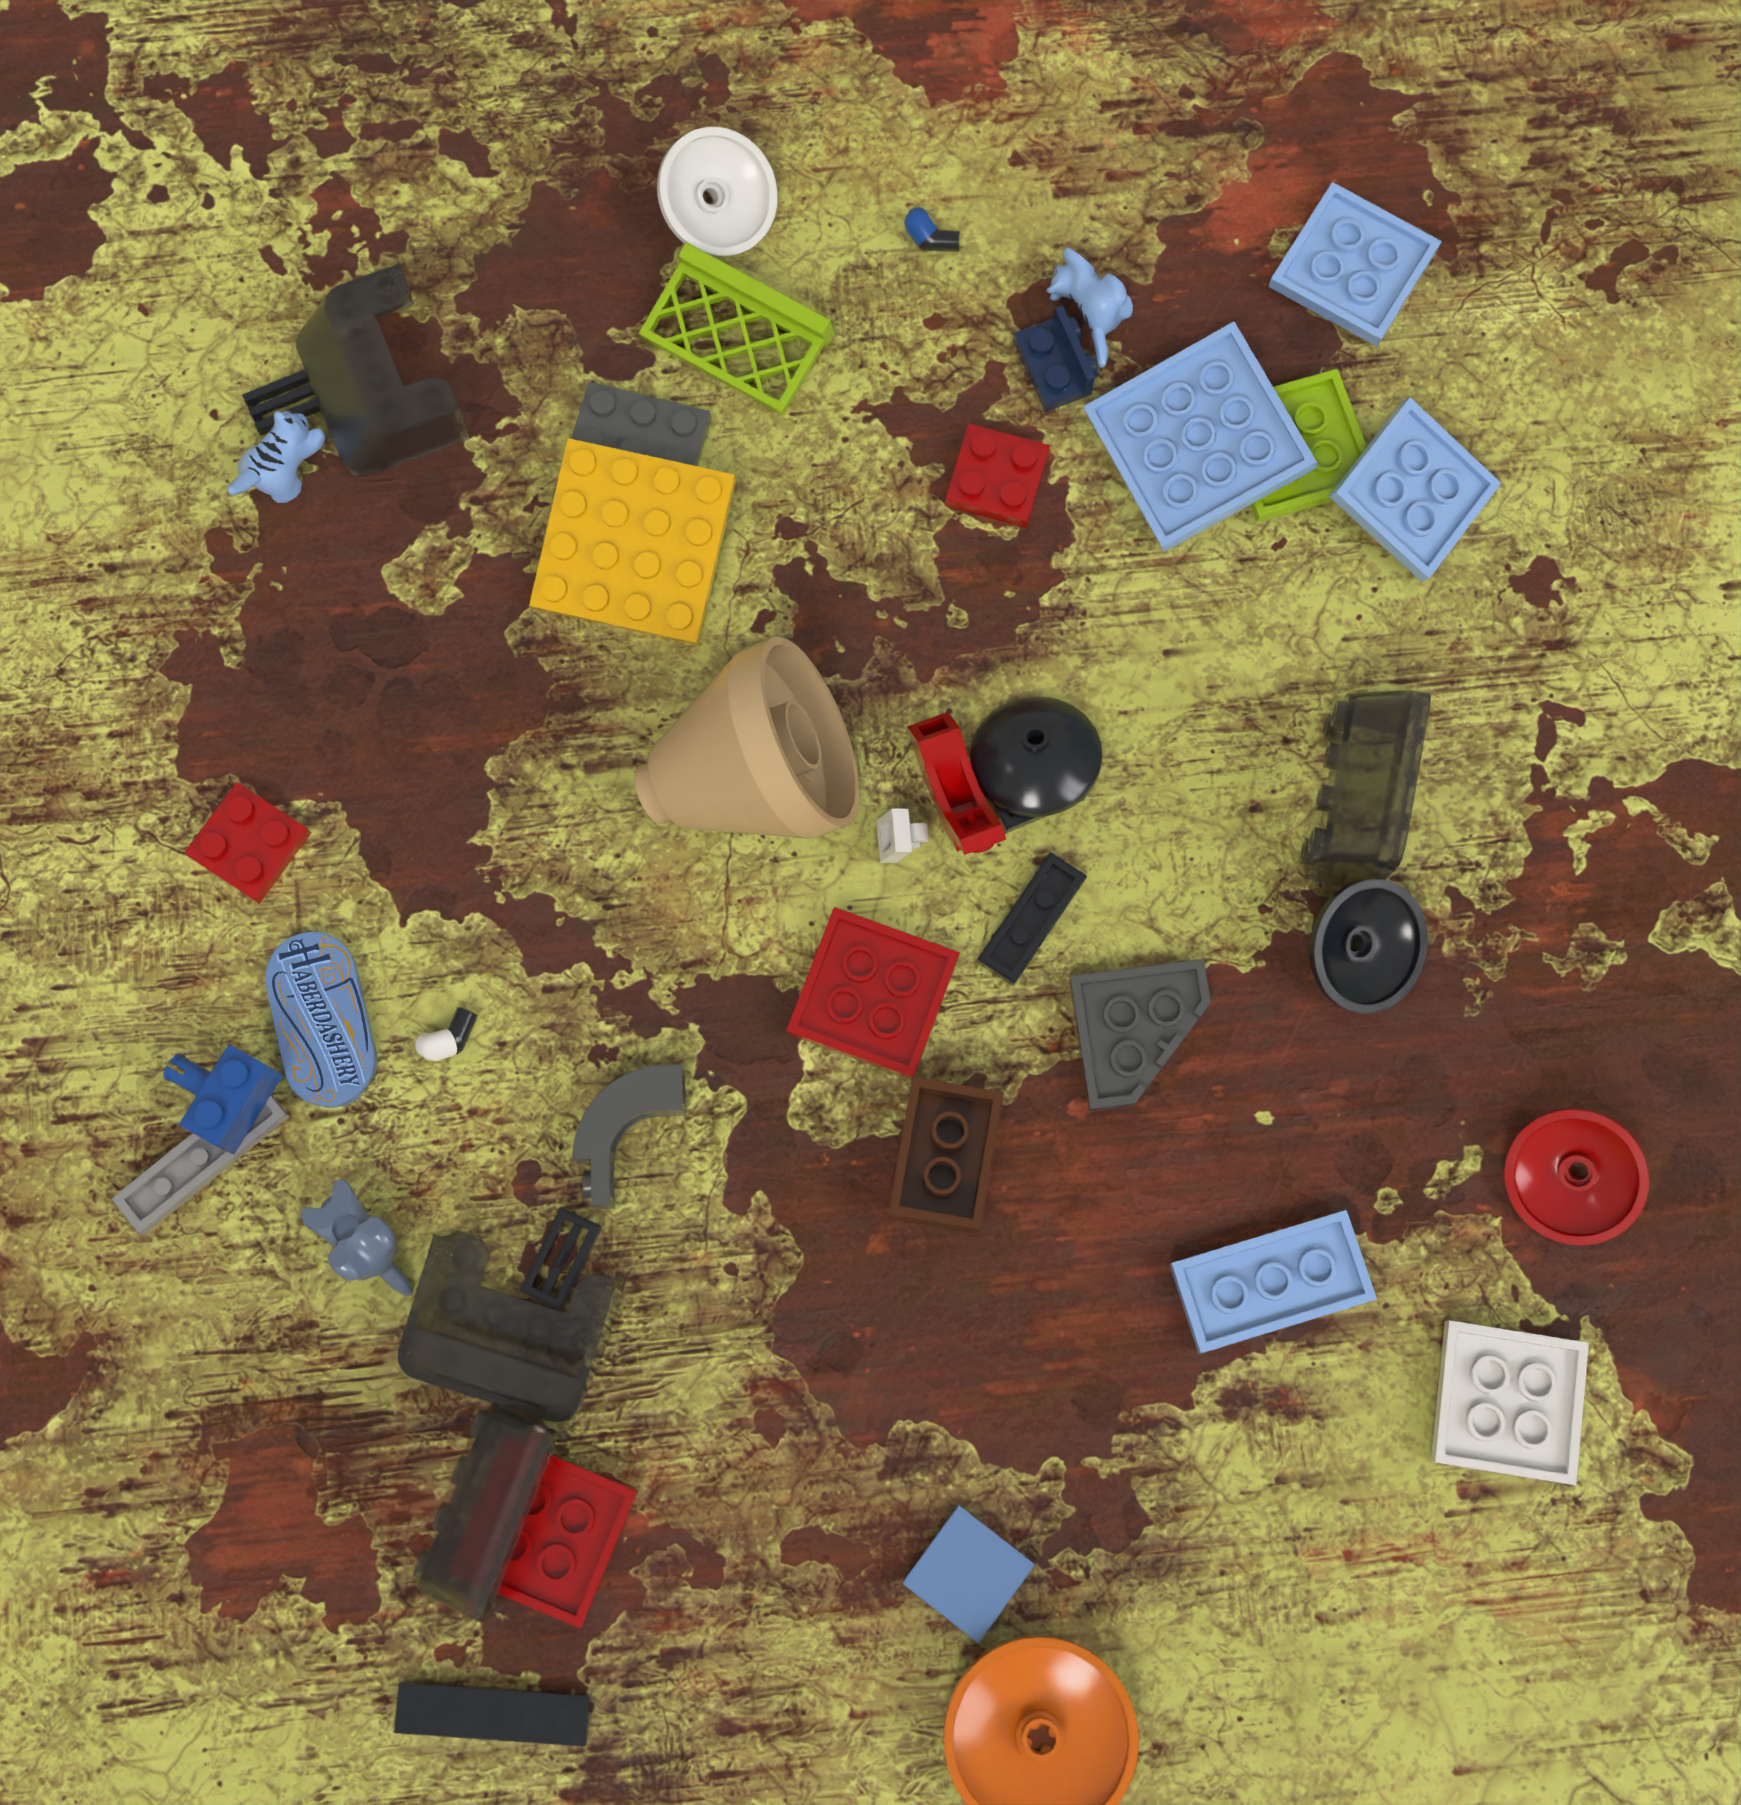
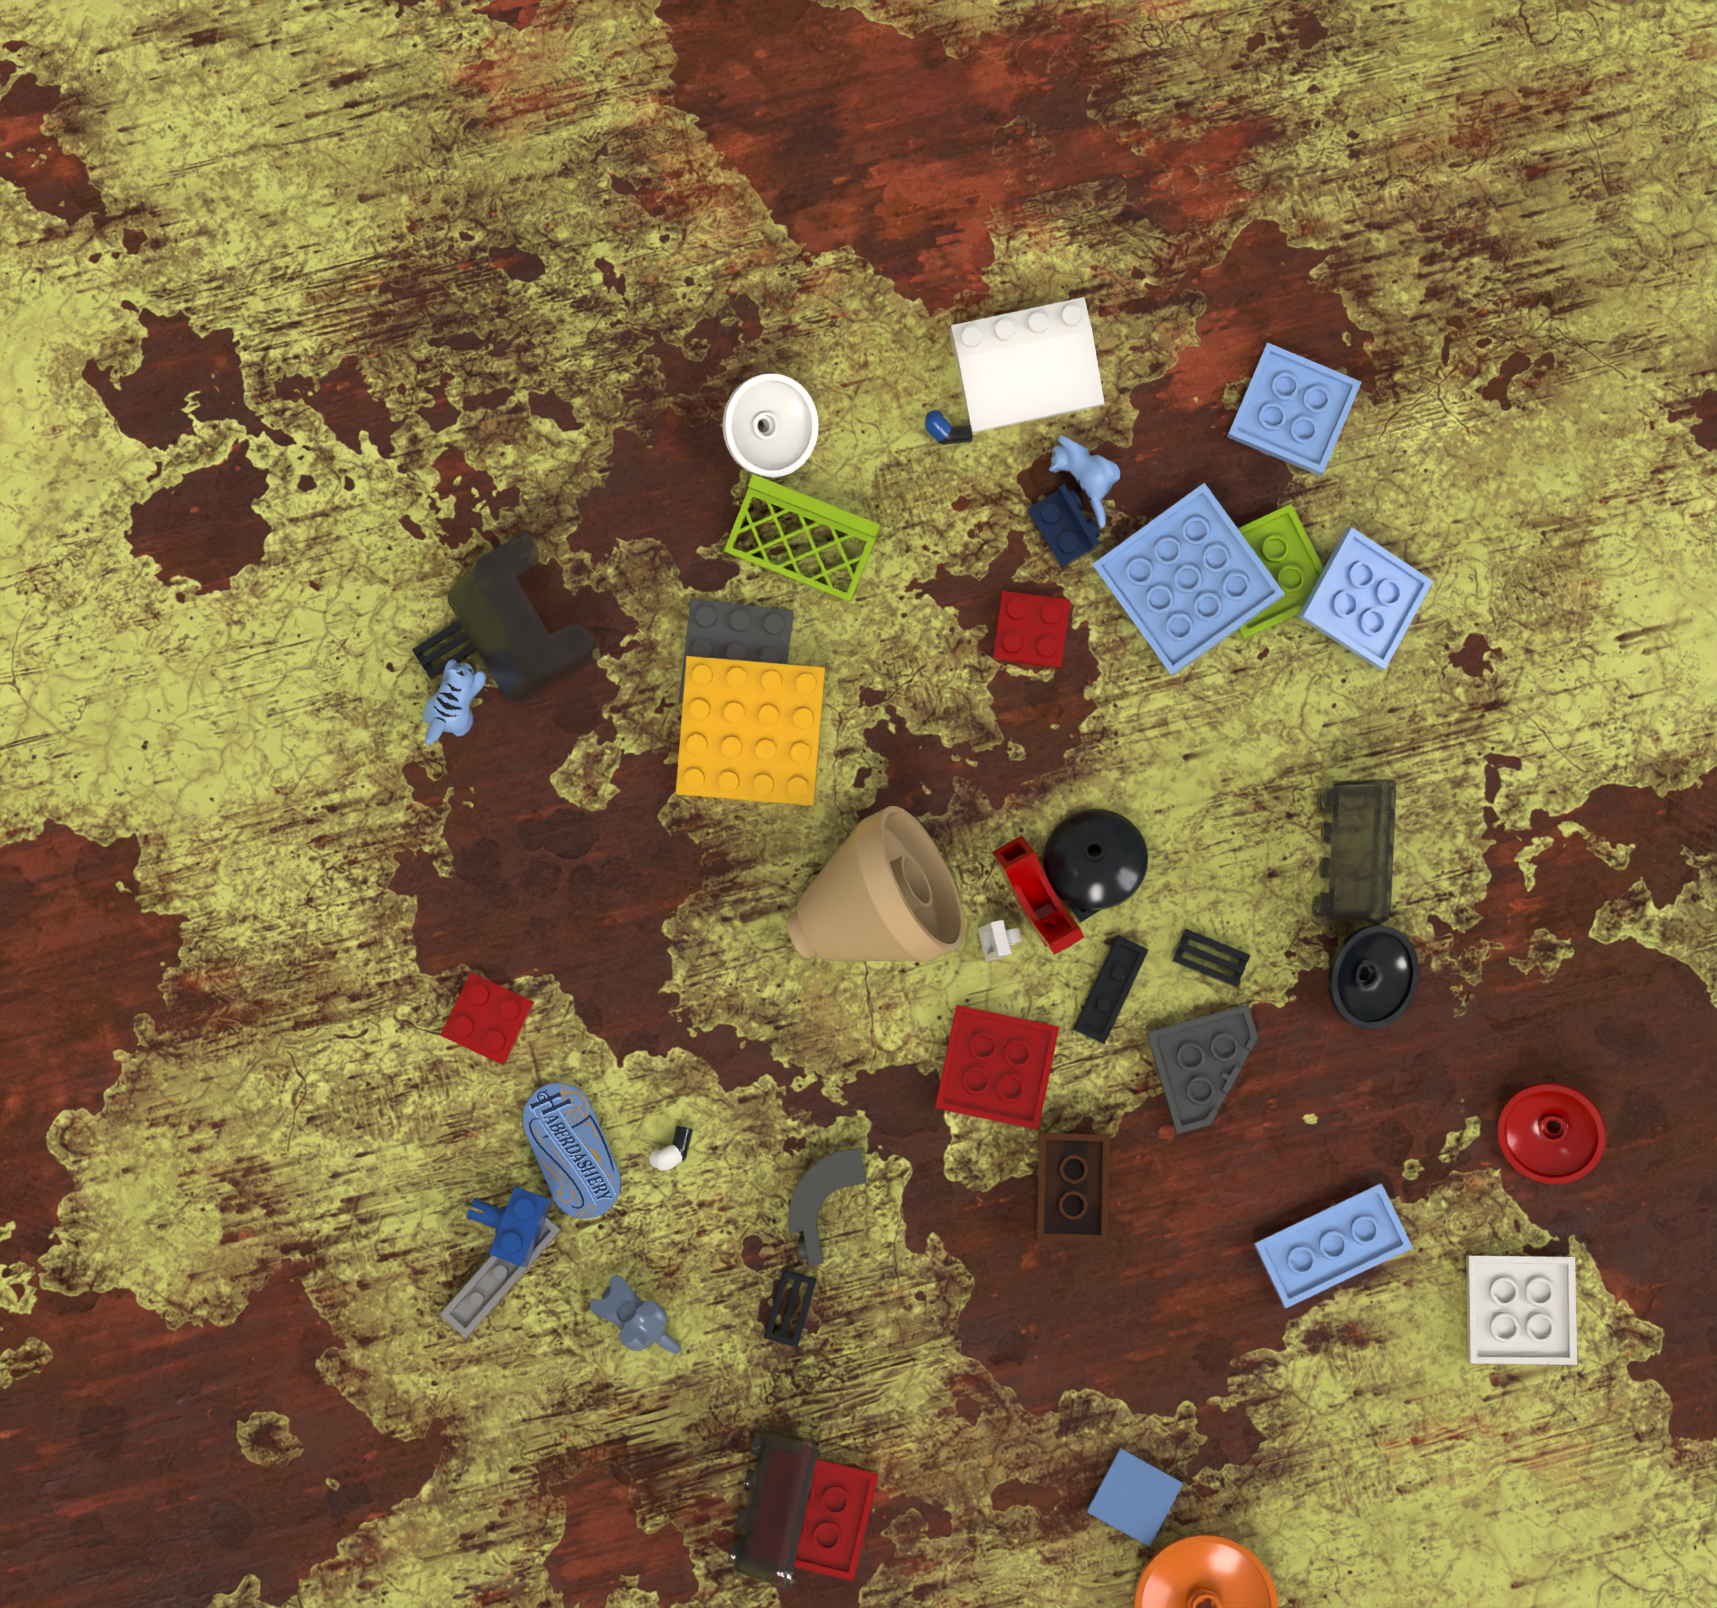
camera: 10 degrees left, 5 degrees up
(501, 1343) = (762, 1380): clear smoke windscreen -> none
(1038, 169) = (1027, 365): none -> white slope
(1172, 883) = (1238, 969): none -> black tile

